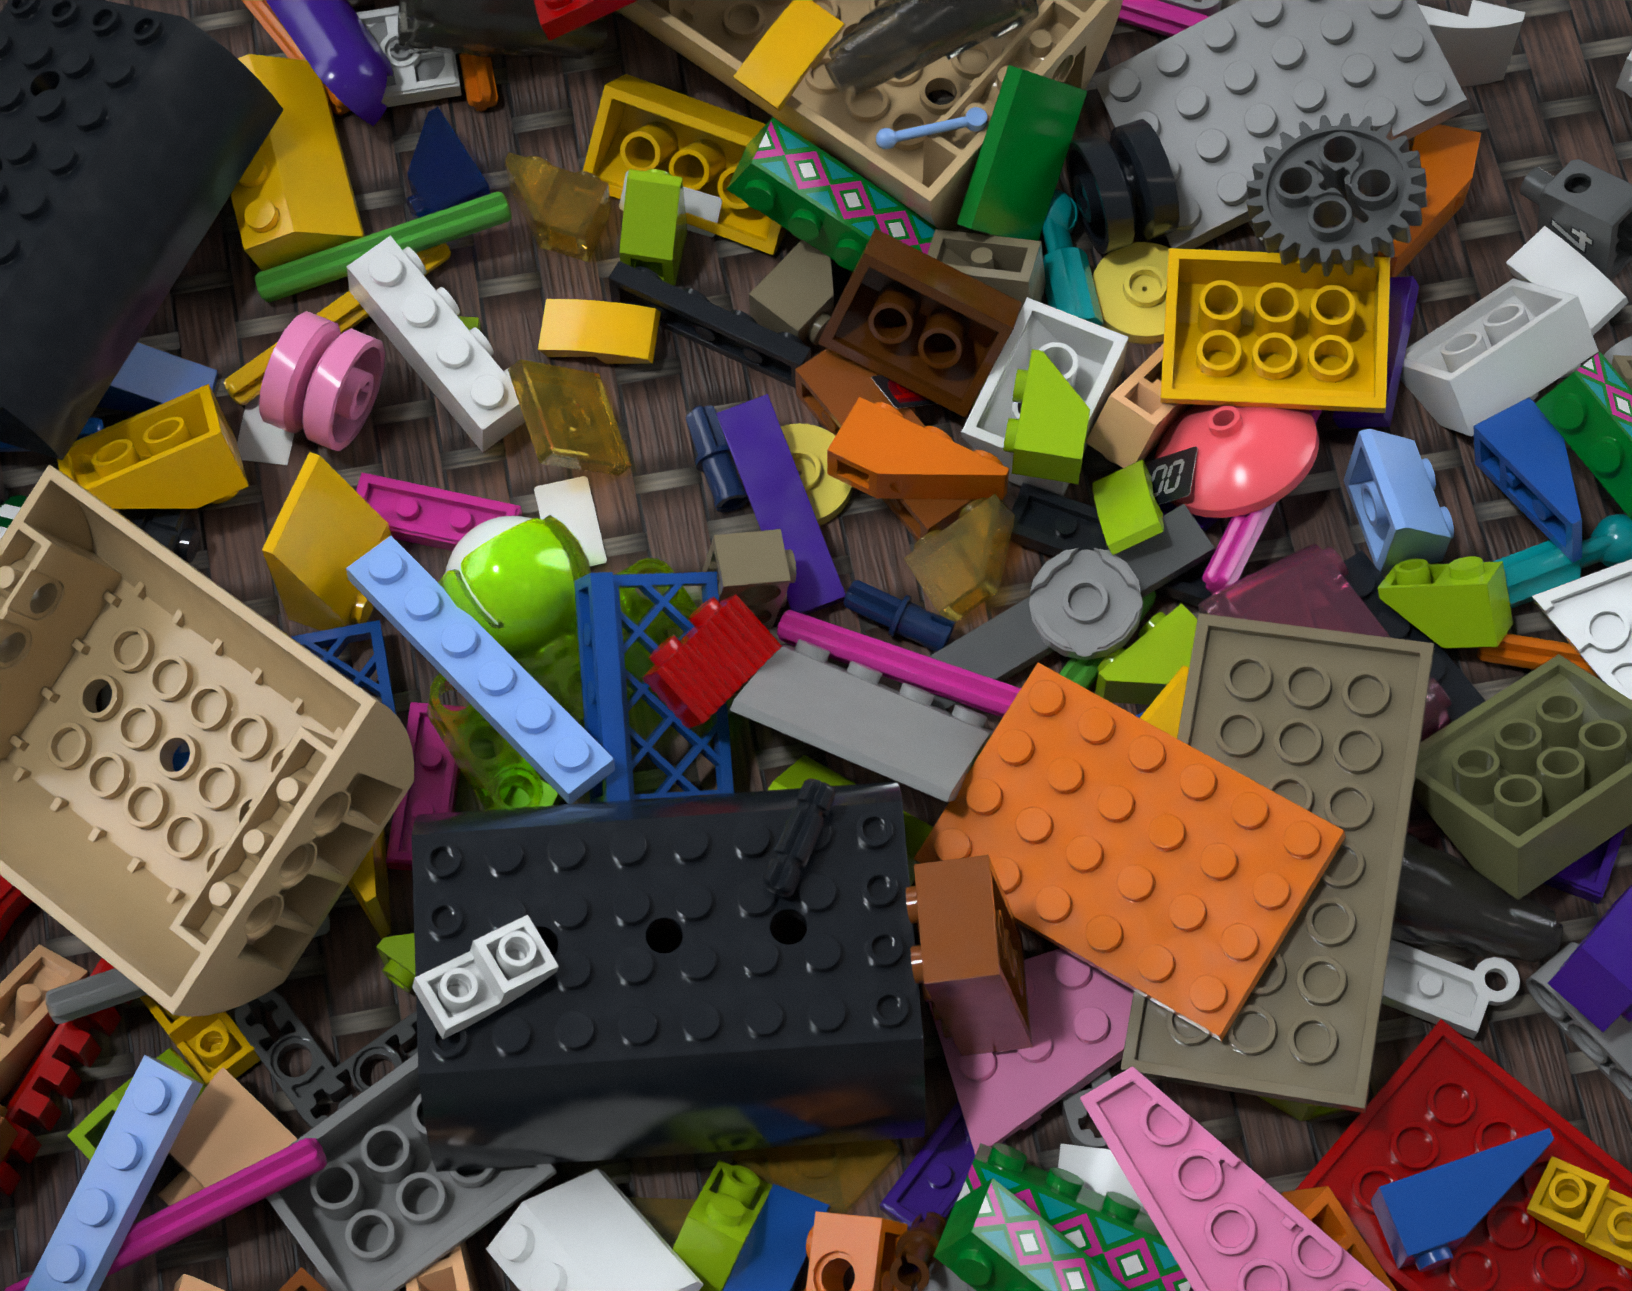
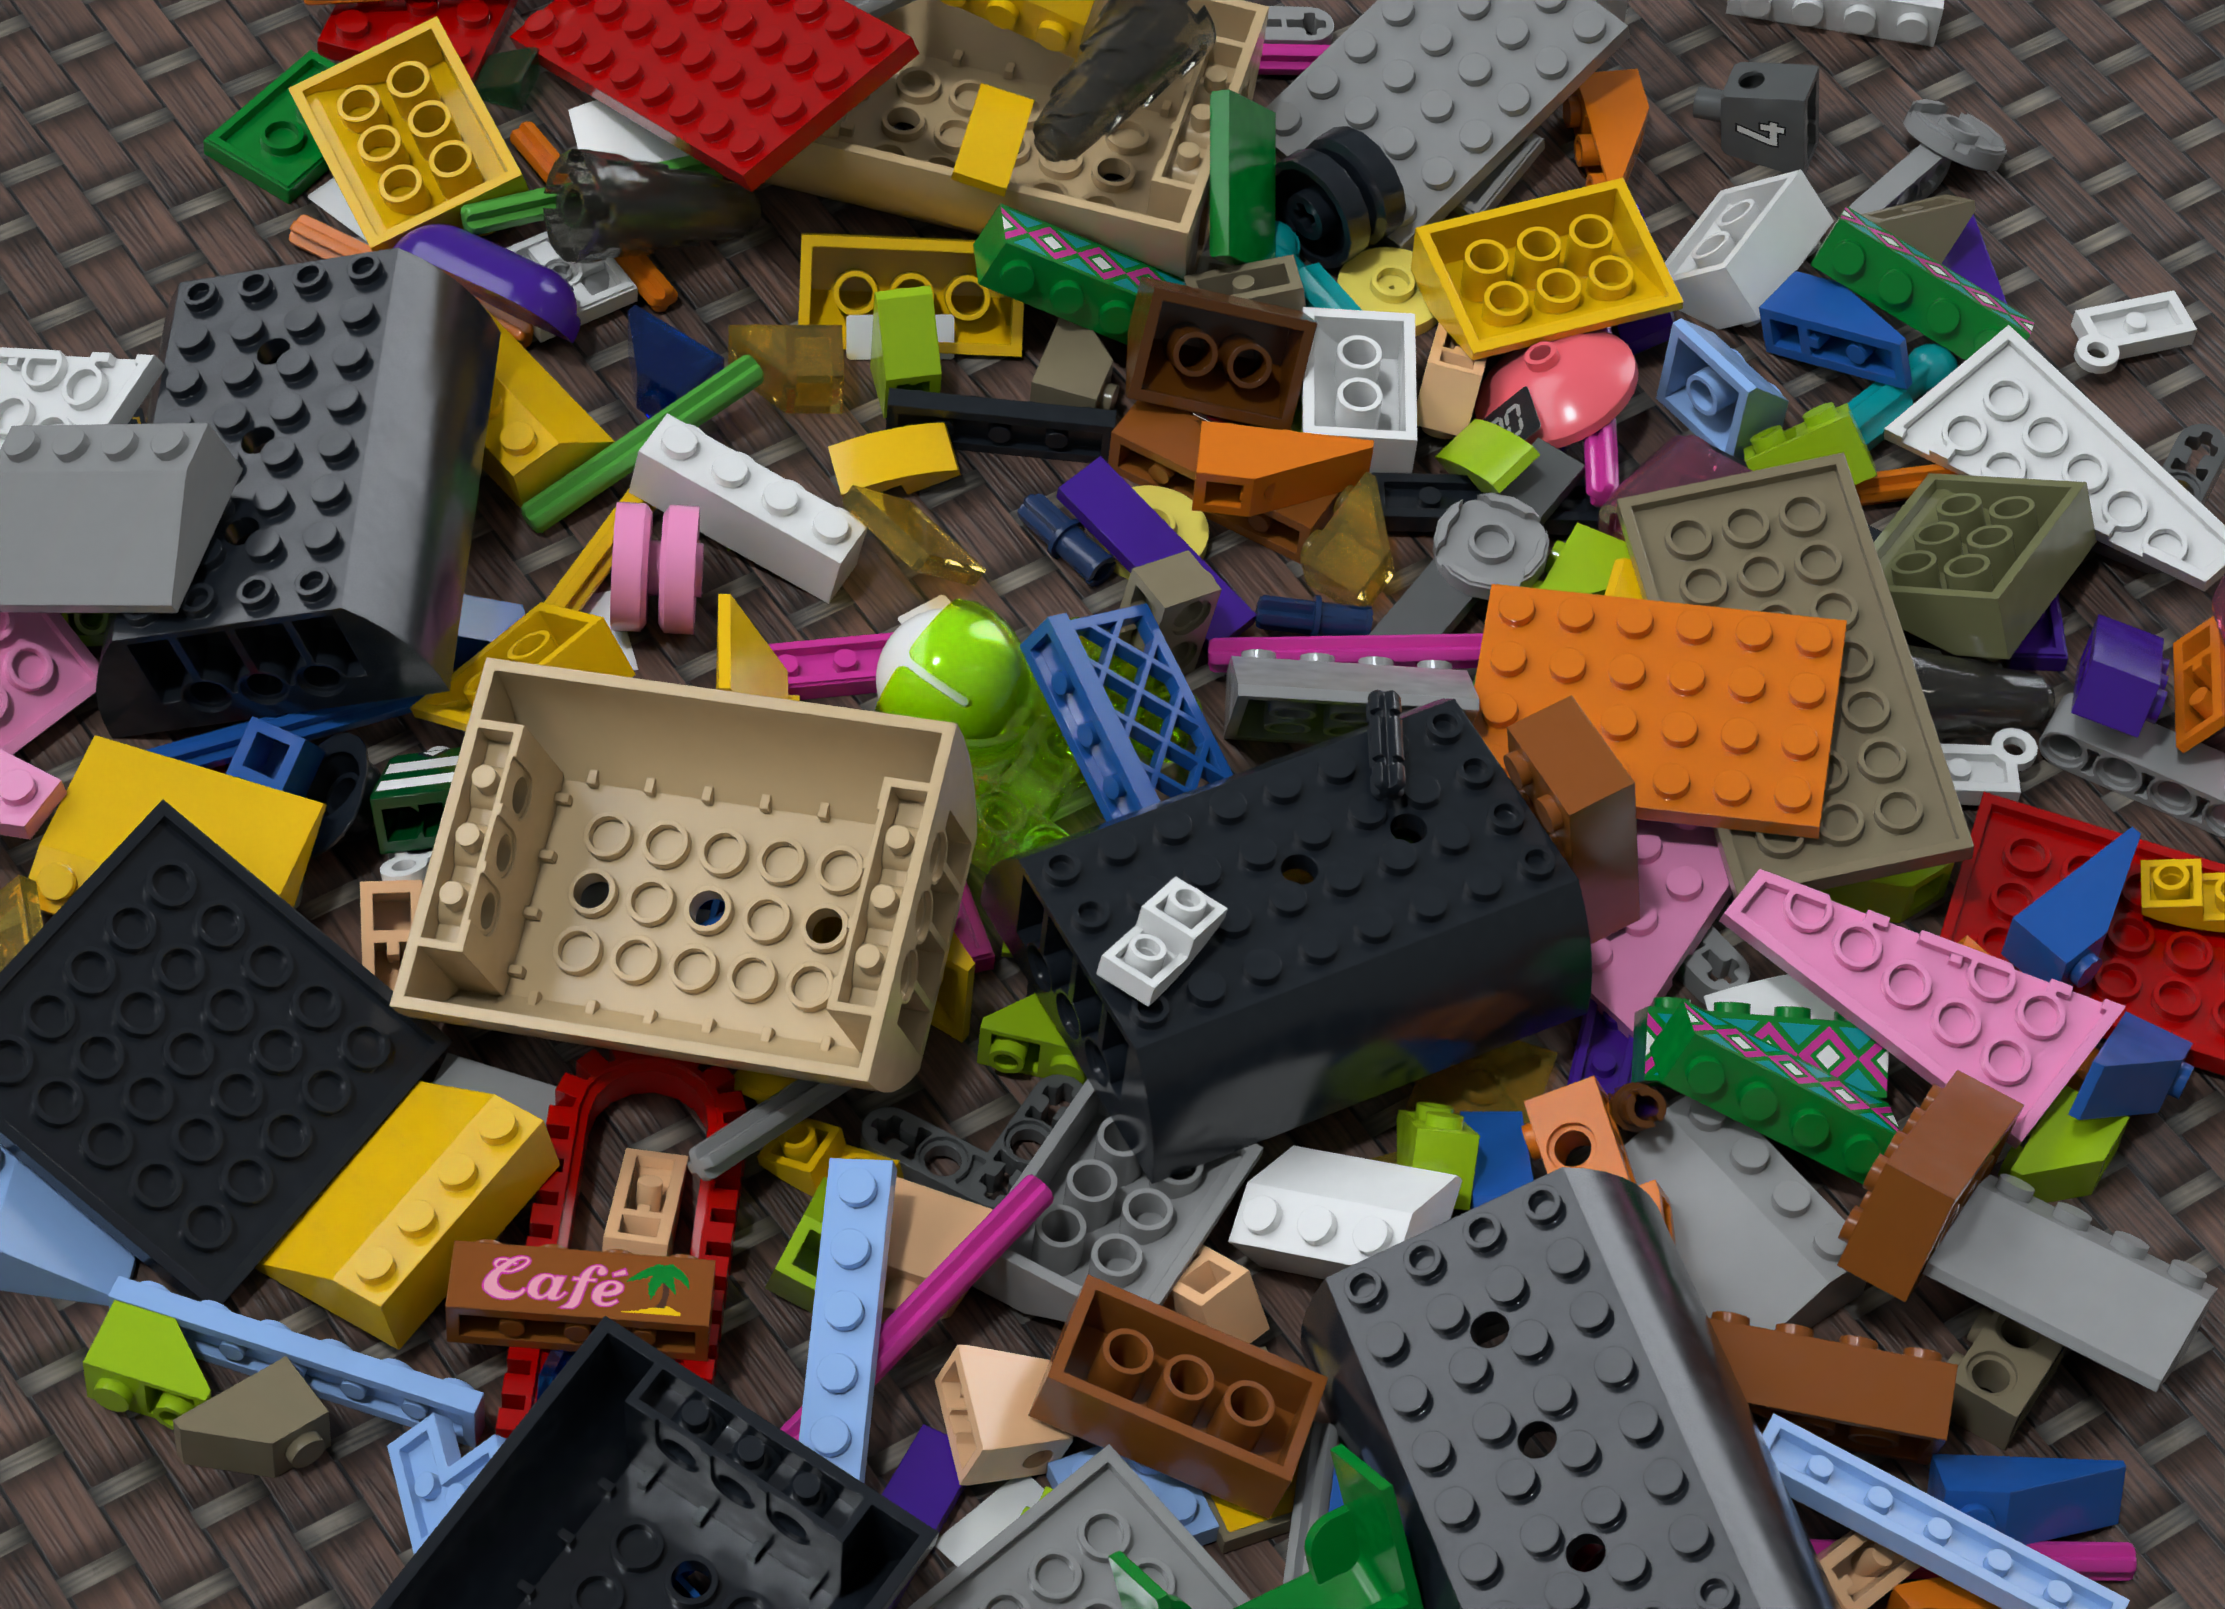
camera: 30 degrees left, 15 degrees down
(481, 670) = (997, 750): light blue plate -> none
(710, 660) = (1184, 675): red brick -> none
(974, 120) = (1193, 154): light blue hinge -> none
(1051, 425) = (1388, 394): lime slope -> none
(1372, 167) = (1551, 135): dark grey gear -> none
(1558, 266) = (1752, 160): white slope -> none

